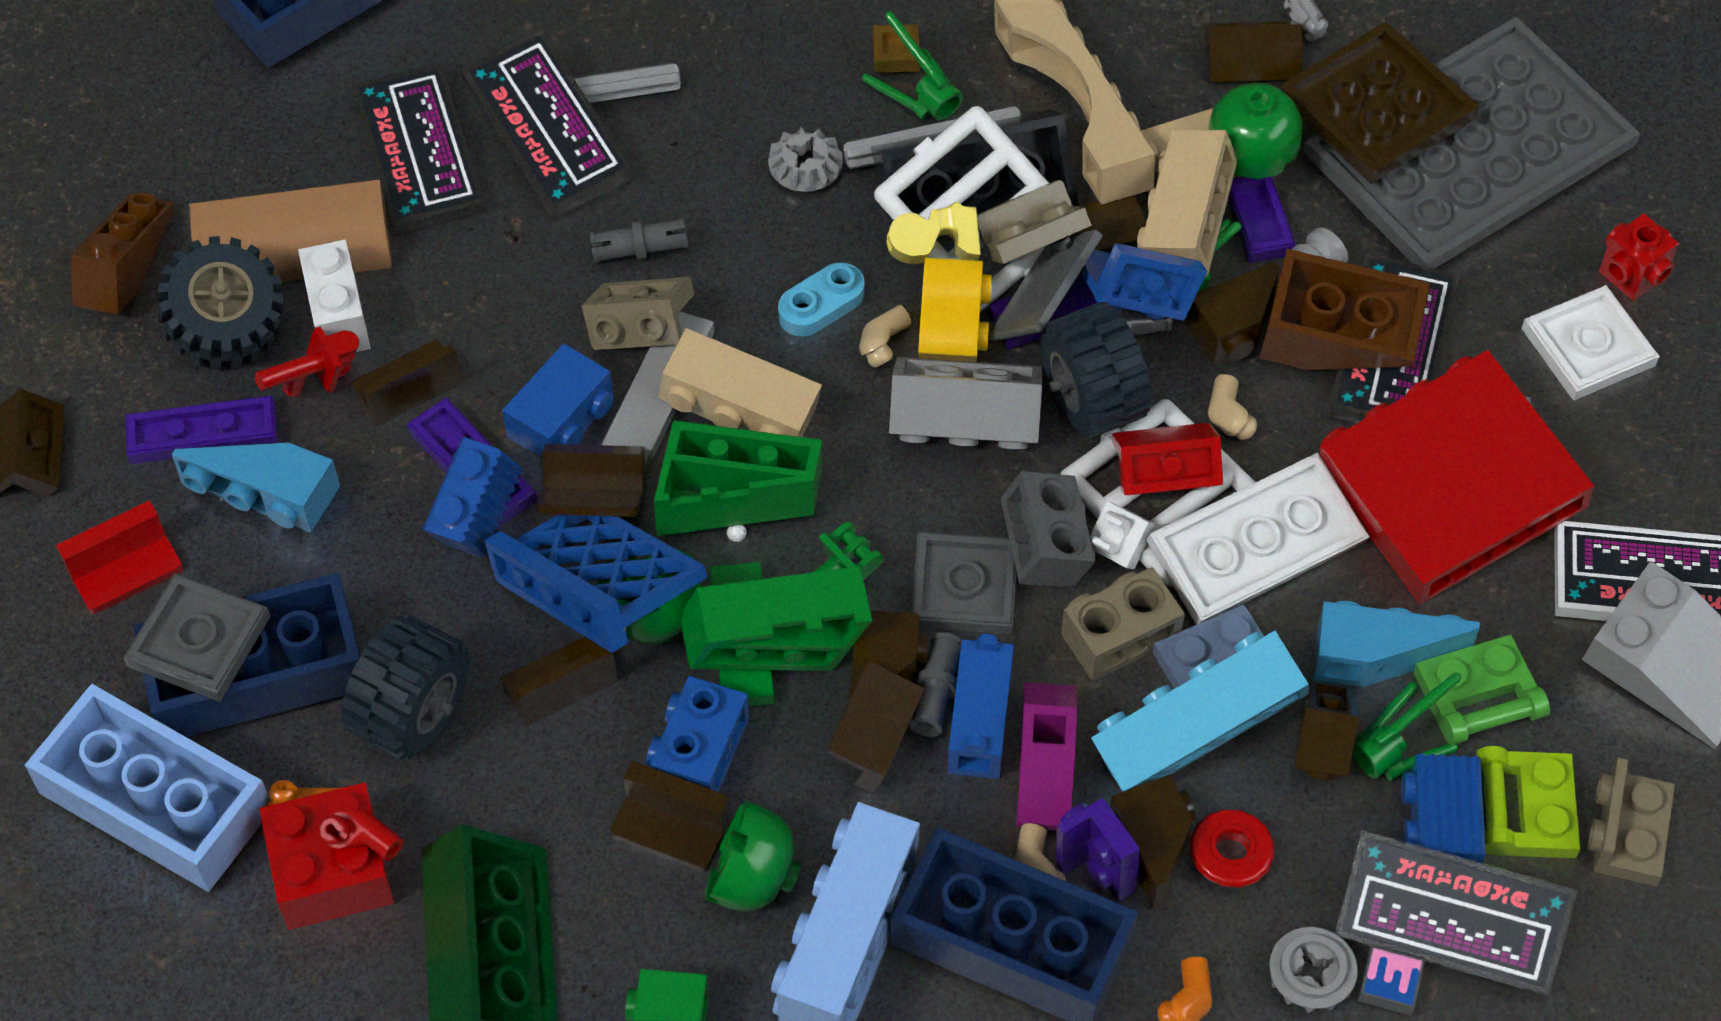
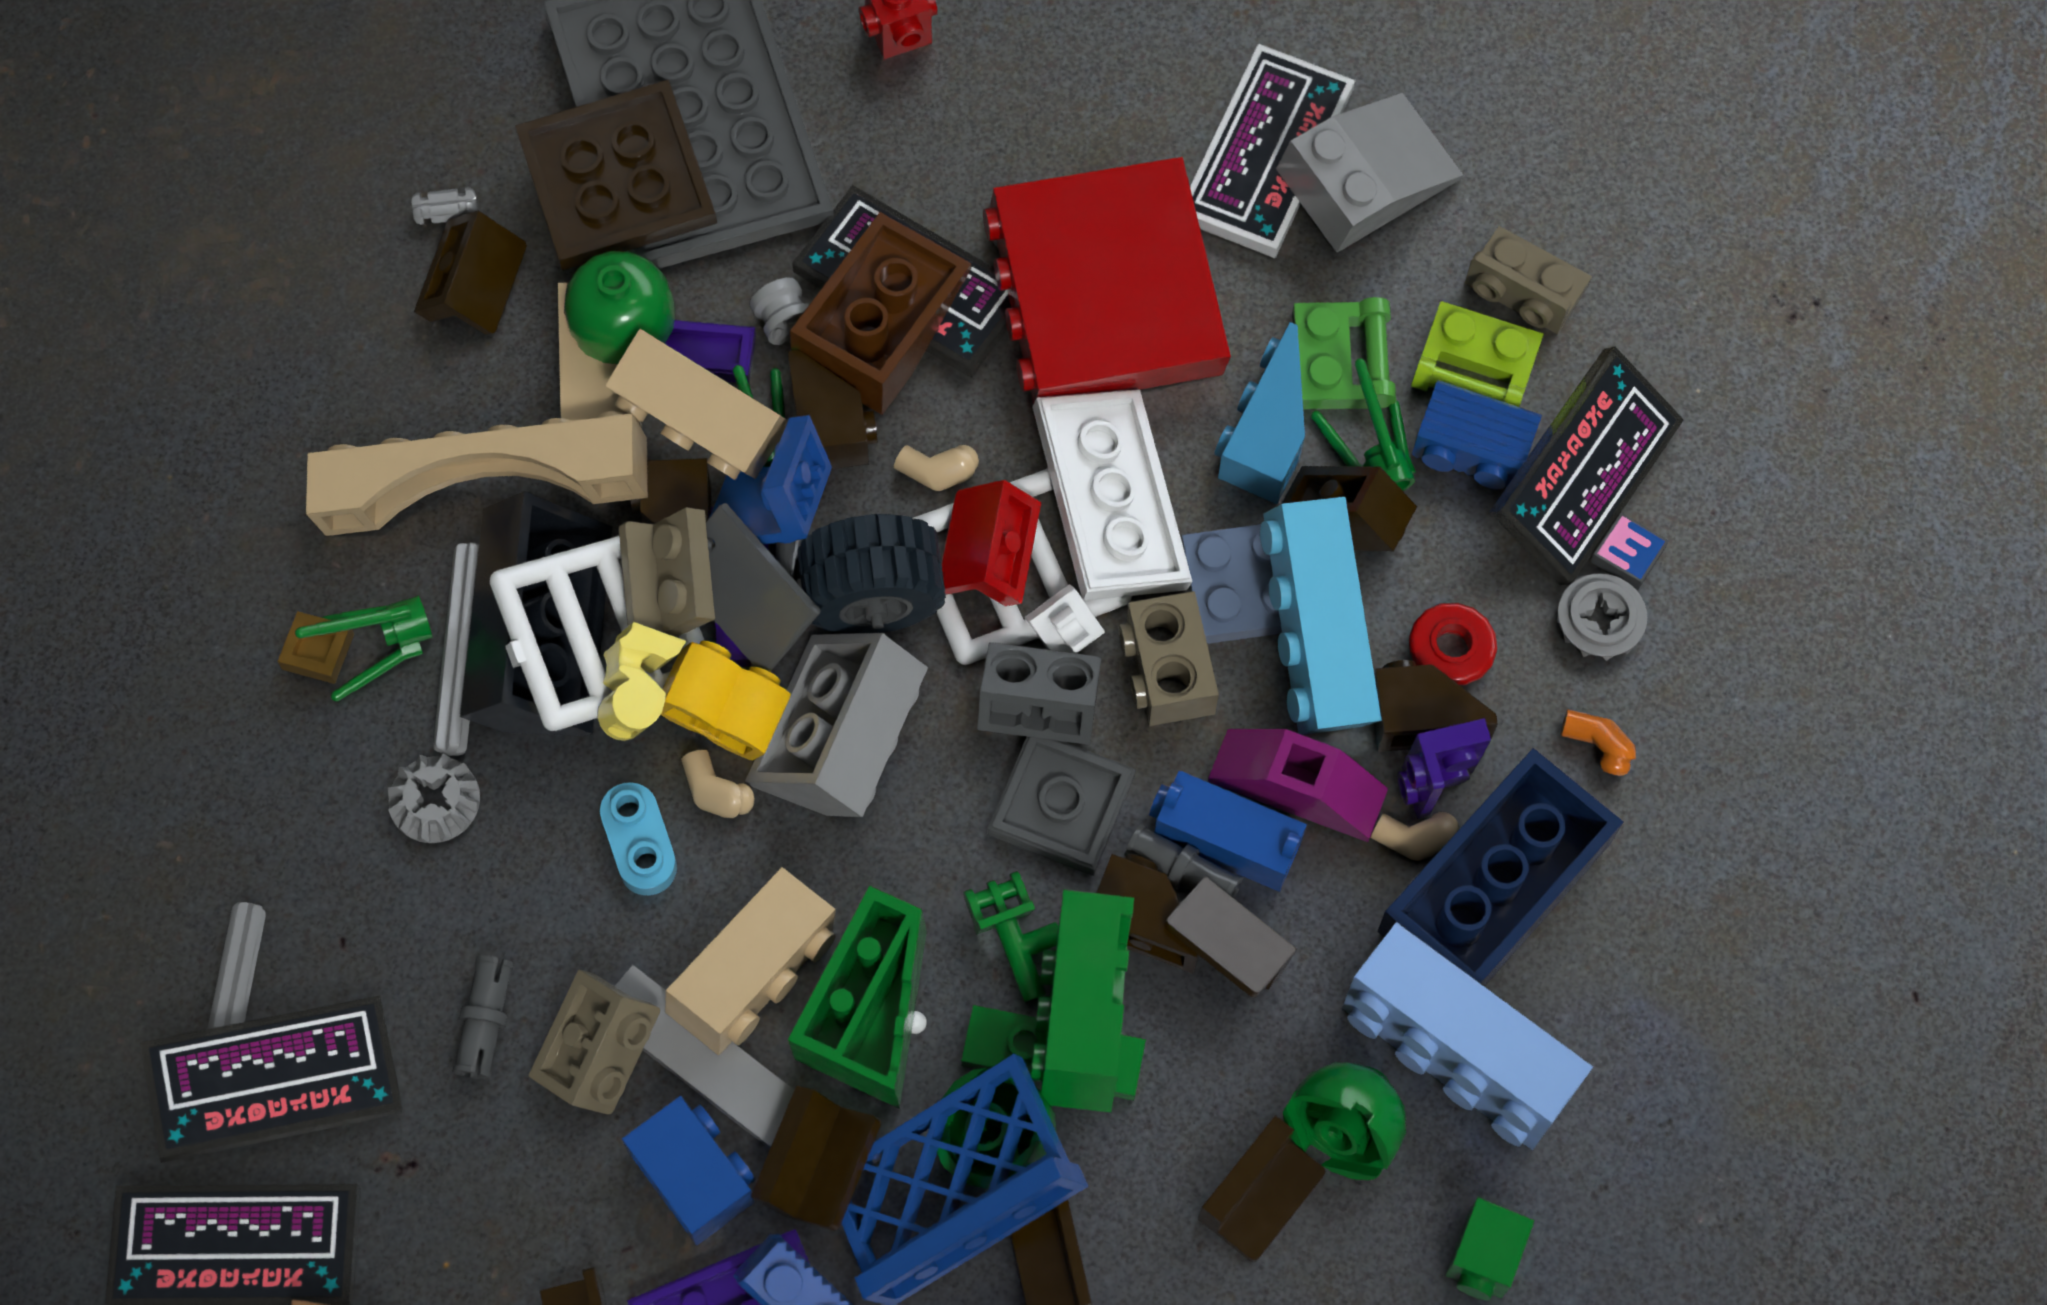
camera: 75 degrees left, 10 degrees up
(700, 733) = (1180, 1133): blue brick -> none
(1590, 342) = (972, 101): white tile -> none

